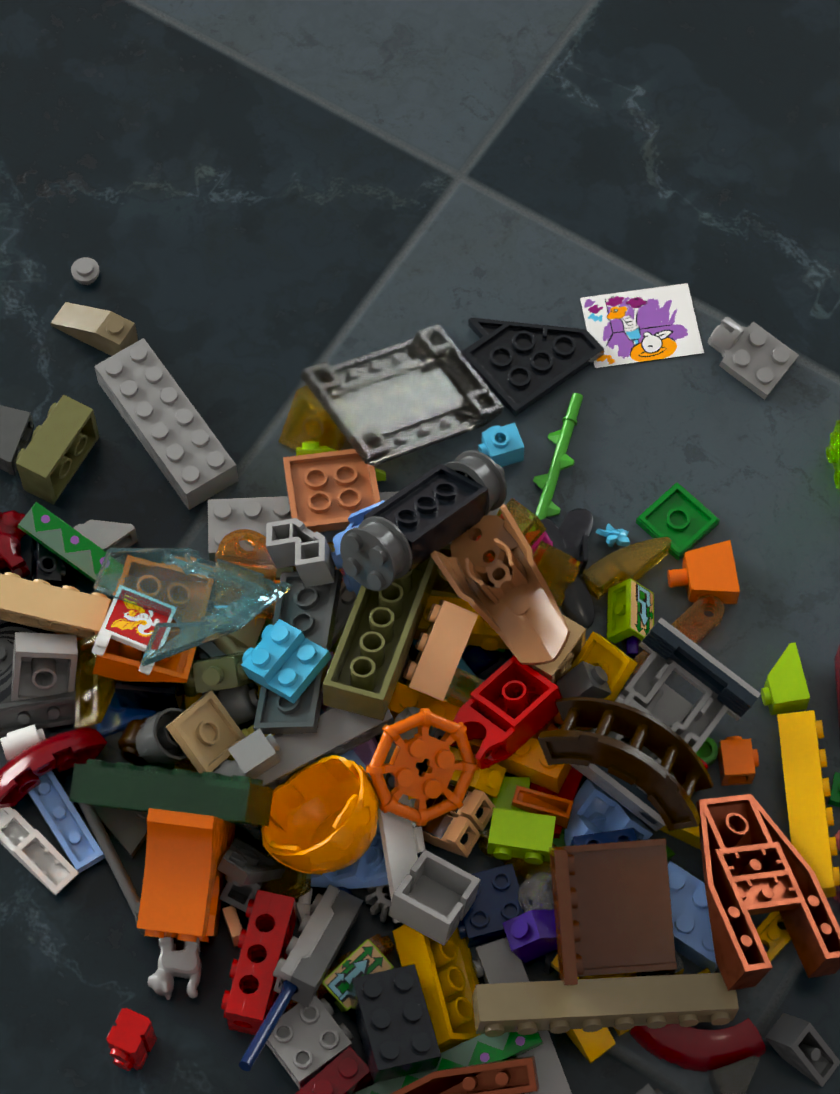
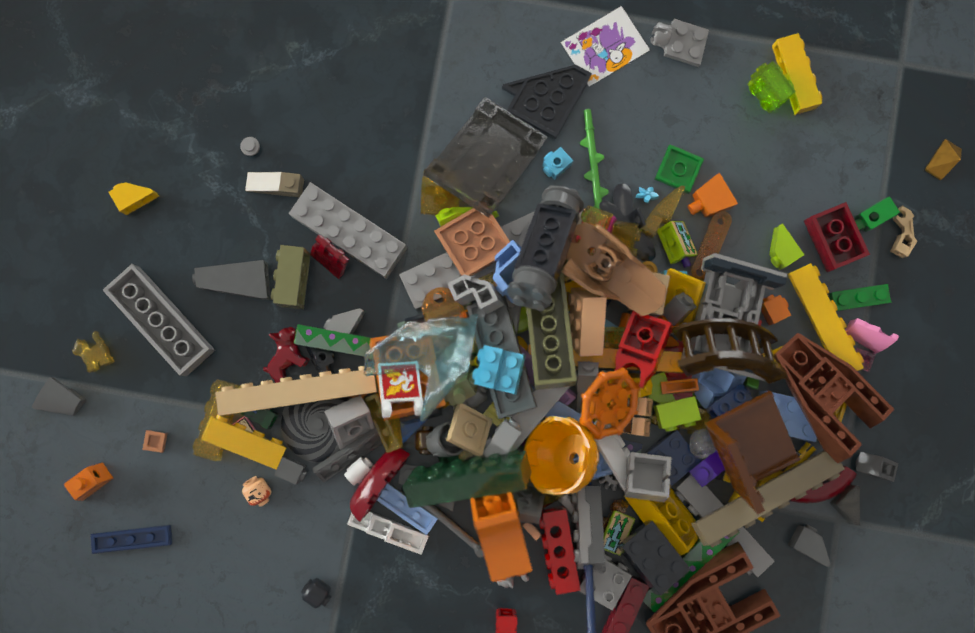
camera: 25 degrees left, 20 degrees up
(123, 443) = (329, 256): none -> dark red plate

